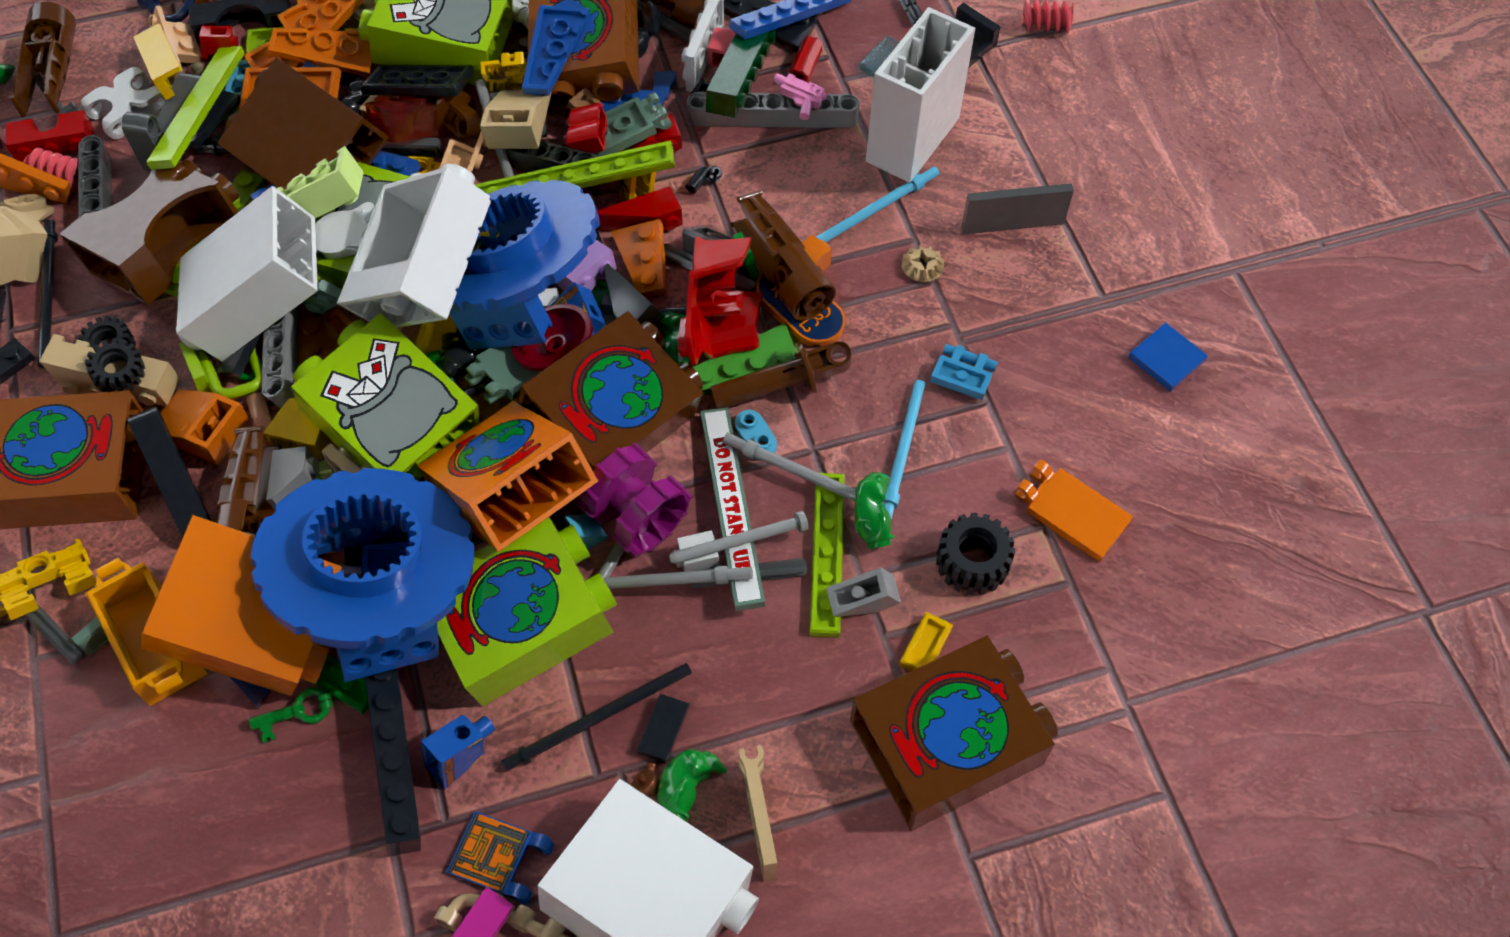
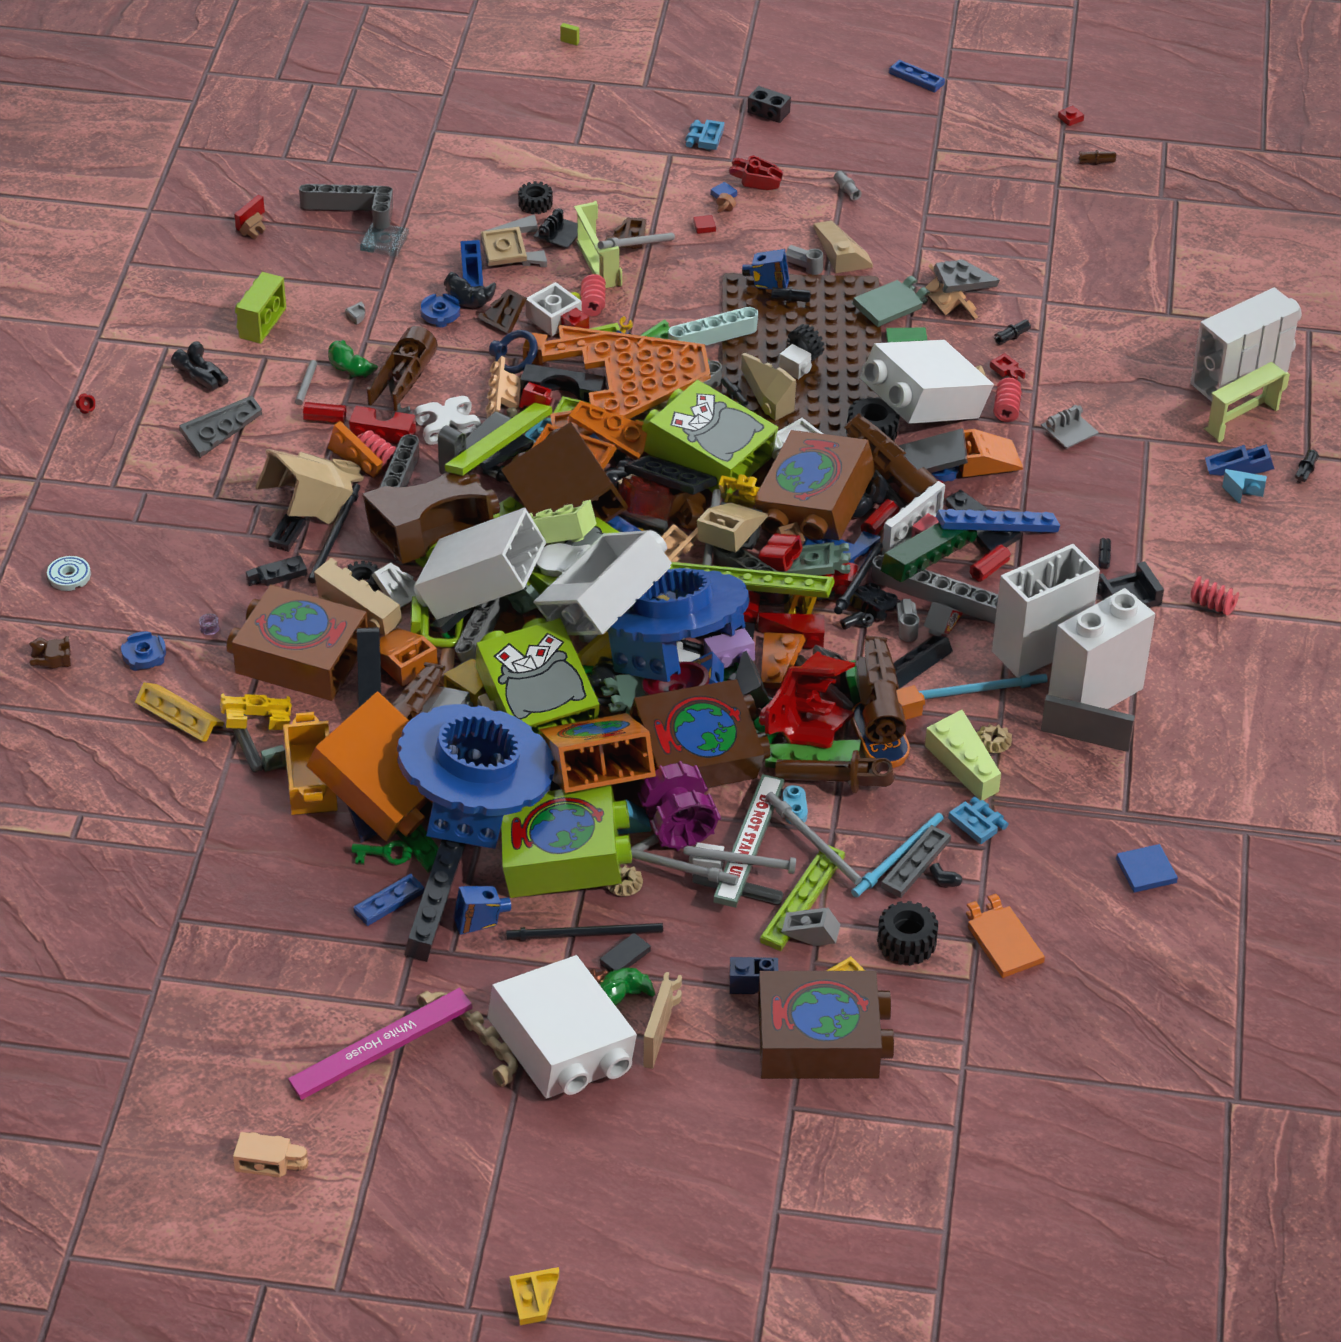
camera: 25 degrees right, 15 degrees down
(108, 354) = (365, 583): black tyre -> none
(151, 334) = (395, 584): none -> white wing
(158, 58) = (485, 395): yellow panel -> none
(331, 780) = (389, 899): none -> blue tile
(493, 853) = (474, 978): flag -> none
(552, 43) = (782, 480): blue wing -> none
(621, 630) = (628, 886): none -> tan gear
(665, 49) = (877, 519): none -> red axle
(686, 164) = (843, 602): none -> black bar
(702, 142) = (873, 600): none -> black hinge
(758, 158) = (907, 620): none -> light grey piece
(793, 144) = (942, 619): none -> light grey slope
(796, 193) = (921, 659): none -> black slope
(803, 93) = (966, 583): bright pink piece -> none
(832, 692) = (745, 973): none -> dark blue slope
(871, 517) = (844, 876): green animal -> none
(908, 297) = (964, 754): none -> yellowish green wedge
(928, 453) = (915, 861): none -> dark grey plate
(970, 460) = (945, 878): none -> black arm
(1002, 121) = (1103, 652): none -> white brick

